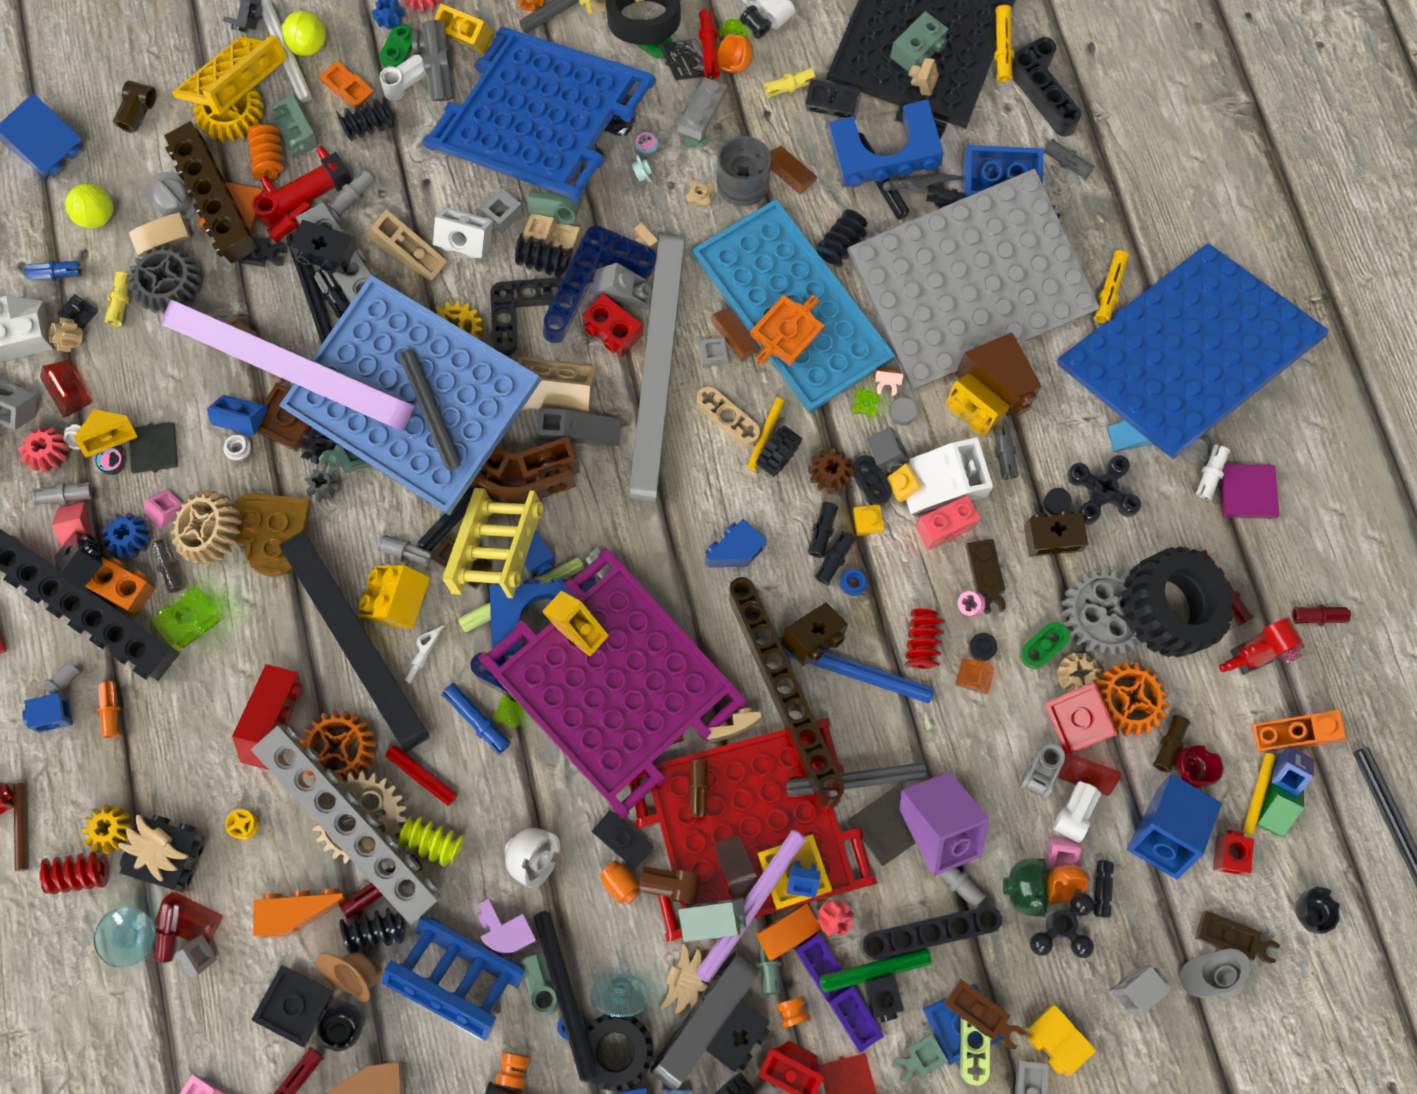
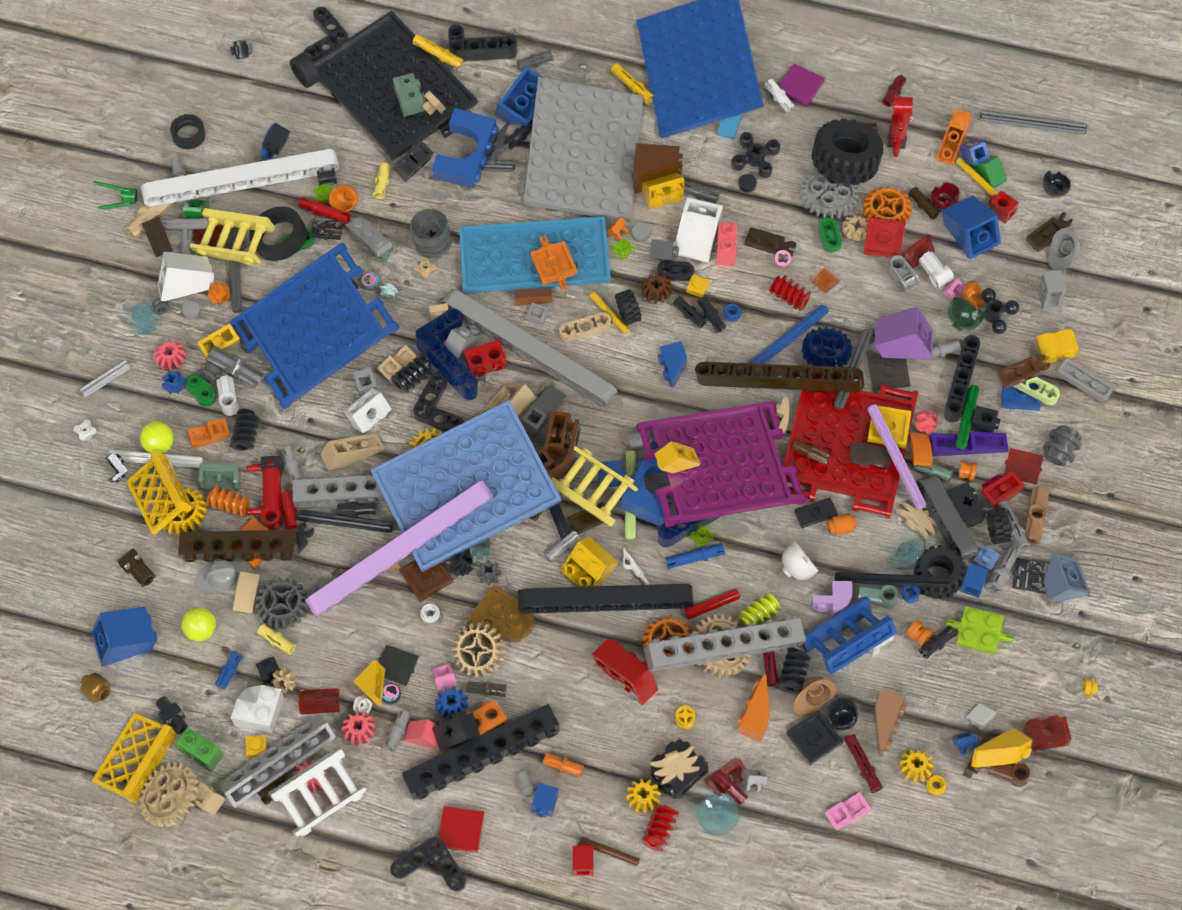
camera: 55 degrees left, 10 degrees down
(204, 617) = (530, 679): clear neon green brick -> none
(236, 414) = (407, 602): blue slope -> none
(322, 247) = (330, 490): black brick -> none
(429, 410) = (489, 474): dark grey axle -> none
(554, 206) = (381, 351): sand green piece -> none
(678, 885) = (862, 490): reddish brown piece -> none
(712, 919) = (894, 478): hinge -> none
(791, 170) = (448, 208): dark orange slope -> none
(803, 881) = (898, 419): blue tile -> none
(814, 634) = (754, 345): dark brown brick -> none
(841, 236) = (509, 204): black piece -> none
(888, 736) = (827, 344): none -> clear blue gear
(904, 482) = (688, 253): yellow plate -> none
(925, 1057) = (1029, 418): sand green plate -> none
(982, 647) = (811, 267): black tile -> none
(1044, 542) = (767, 193): dark brown brick -> none
(1104, 889) = (985, 280): black axle -> none

